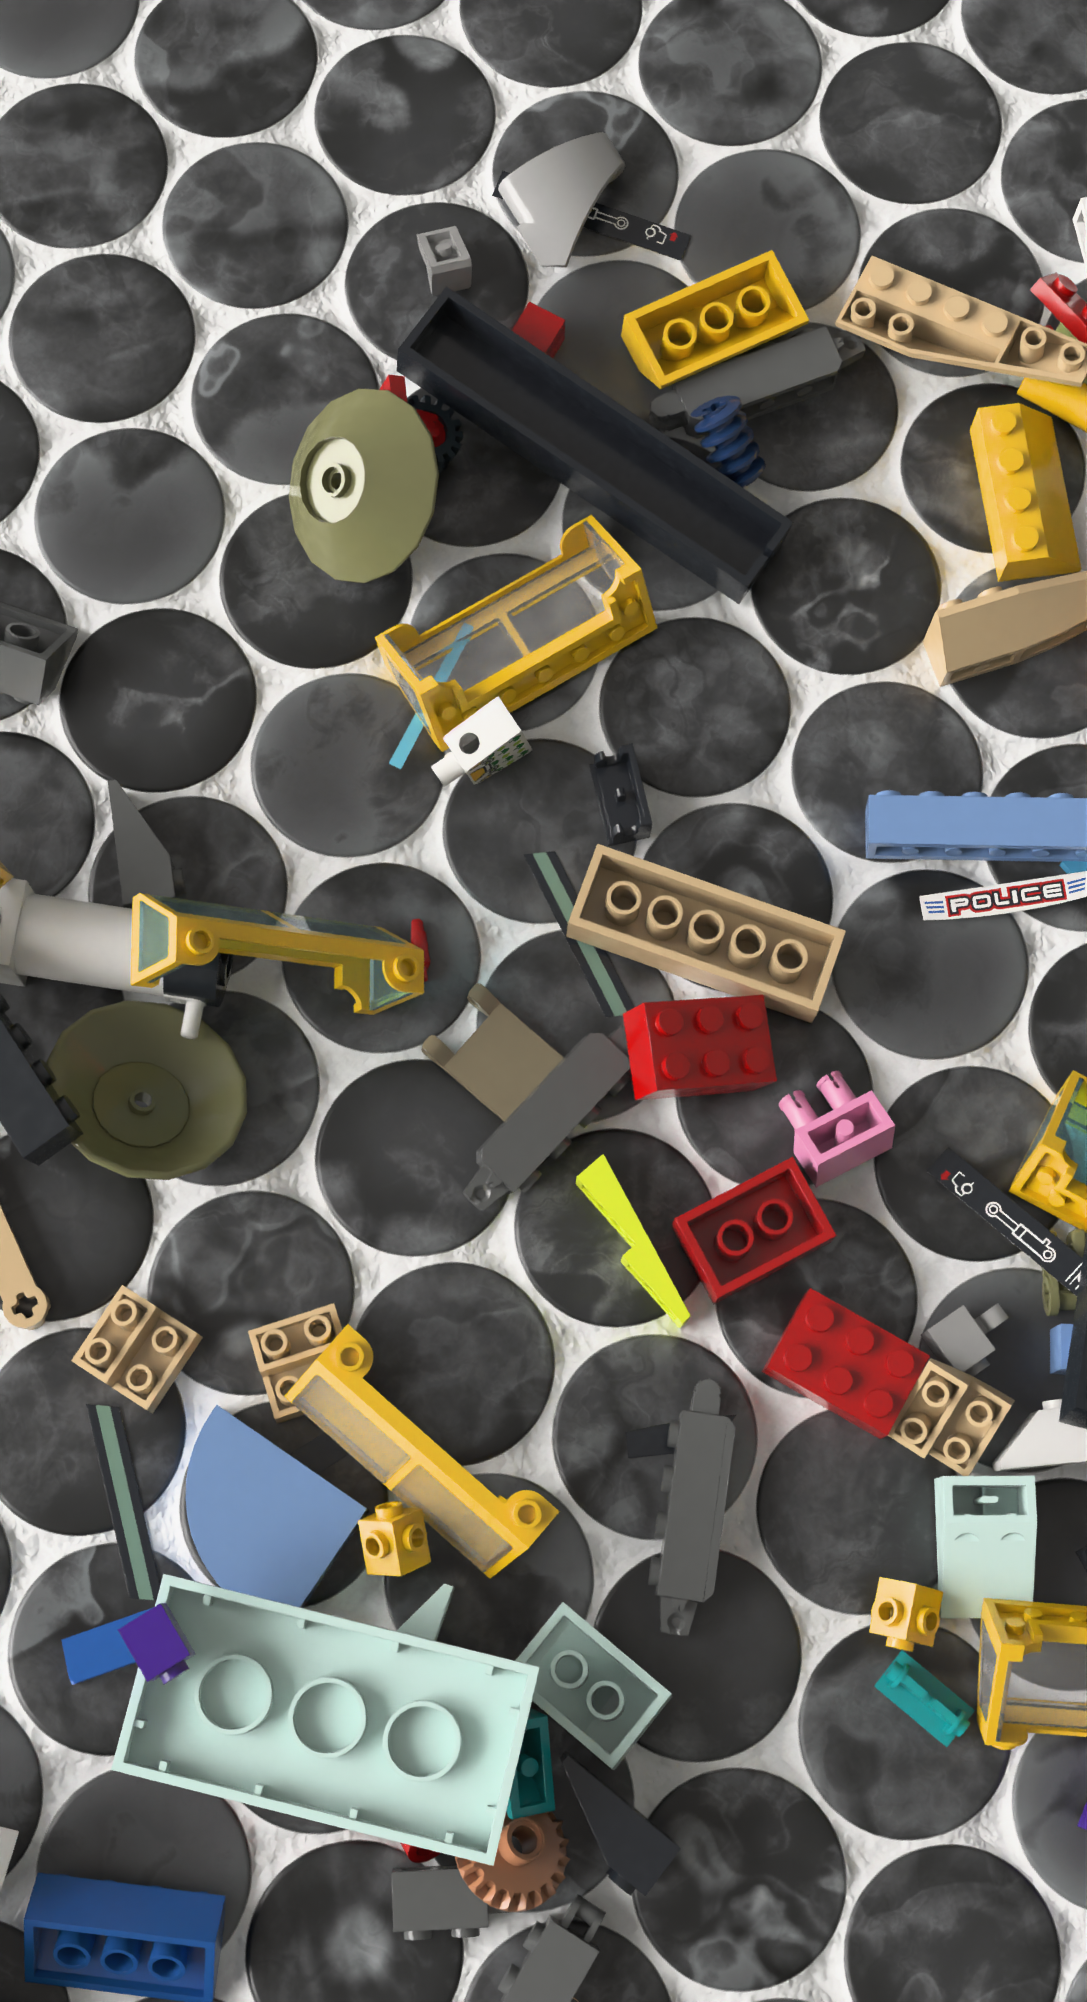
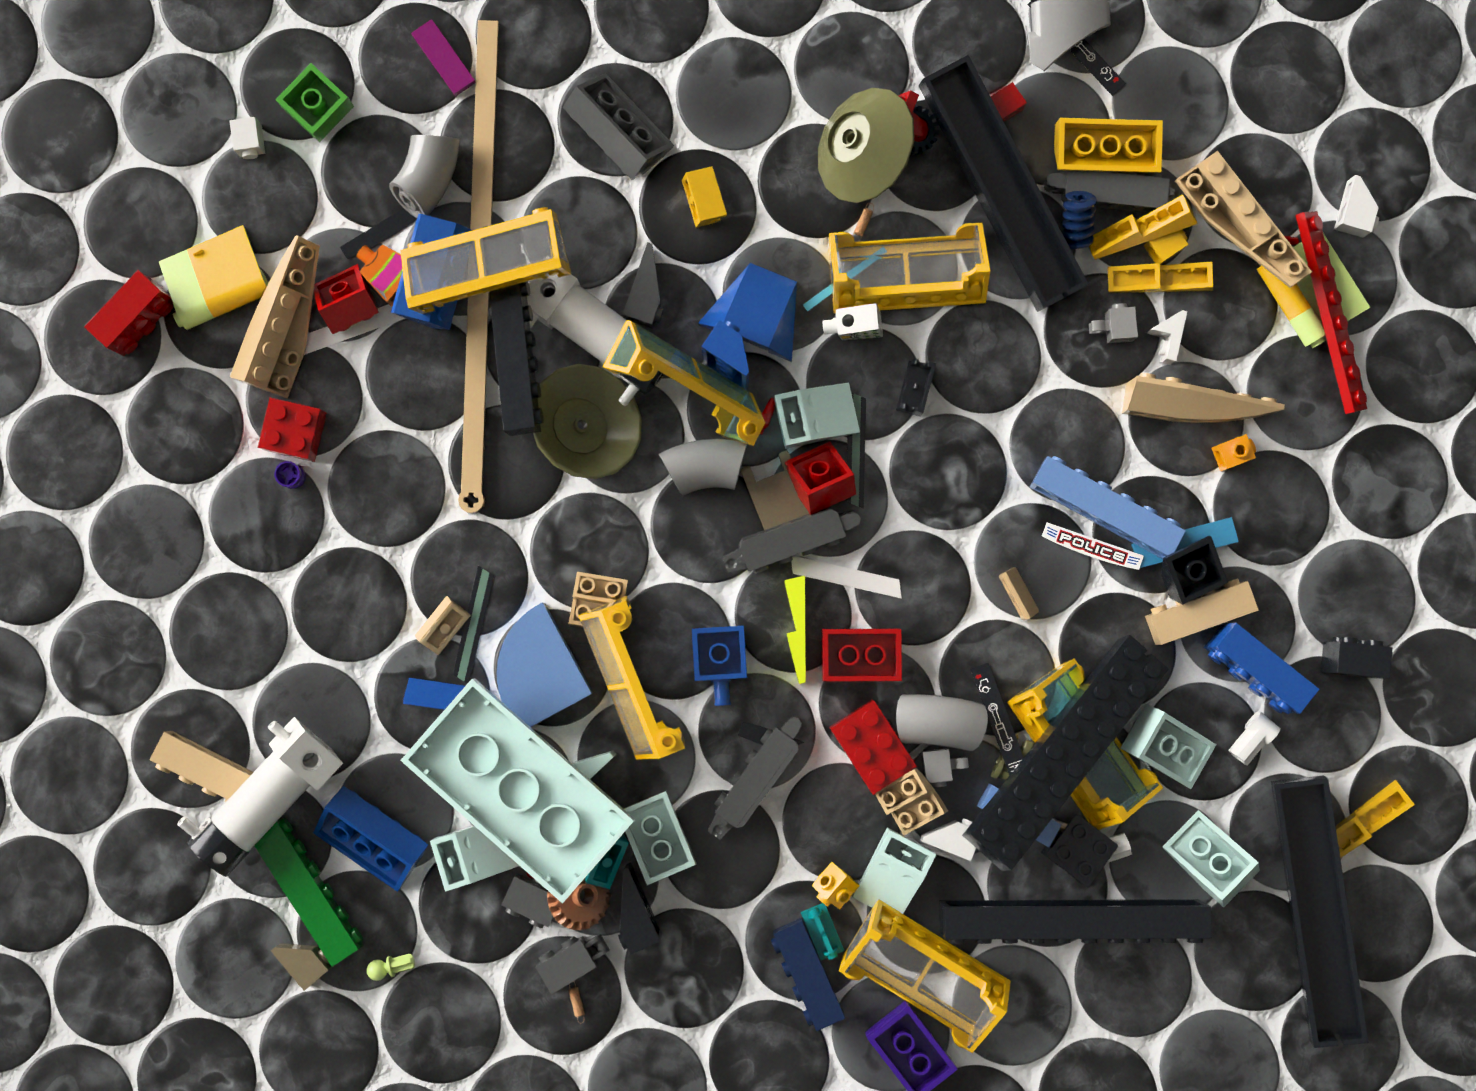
camera: 30 degrees right, 10 degrees up
(75, 1528) = (442, 625): none -> tan slope
(137, 1349) = (517, 551): tan slope -> none
(157, 1644) = (452, 713): dark purple brick -> none
(160, 678) = (704, 196): none -> yellow hinge
(305, 1877) = (468, 857): none -> light aqua slope
(314, 875) = (726, 354): none -> blue slope
(325, 802) = (761, 308): none -> blue wedge
(361, 1065) = (704, 464): none -> light grey brick
(394, 1540) = (597, 716): yellow brick -> none
(416, 601) = (863, 222): none -> light nougat piece
(445, 260) = (980, 30): light grey slope -> none
(492, 909) = (816, 414): none -> light aqua slope
(539, 1348) = (719, 657): none -> blue brick
(551, 997) = (821, 478): none -> red slope
(666, 1128) = (846, 576): none -> white sticker
(699, 1047) = (884, 545): red brick -> none
(704, 933) = (920, 486): tan brick -> none
(813, 425) = (1132, 232): none -> yellow slope
(843, 1137) = (933, 631): bright pink brick -> none
(864, 561) = (1119, 324): none -> light grey brick
(871, 420) = (1166, 246): none -> yellow brick
(890, 471) = (1160, 278): none -> yellow slope
(930, 1267) = (941, 721): none -> light grey brick
(936, 1021) = (1019, 593): none -> tan slope
(941, 1779) = (808, 974): none -> dark blue brick
(948, 535) = (1172, 331): none -> white slope
(1023, 492) = (1228, 328): yellow slope -> none

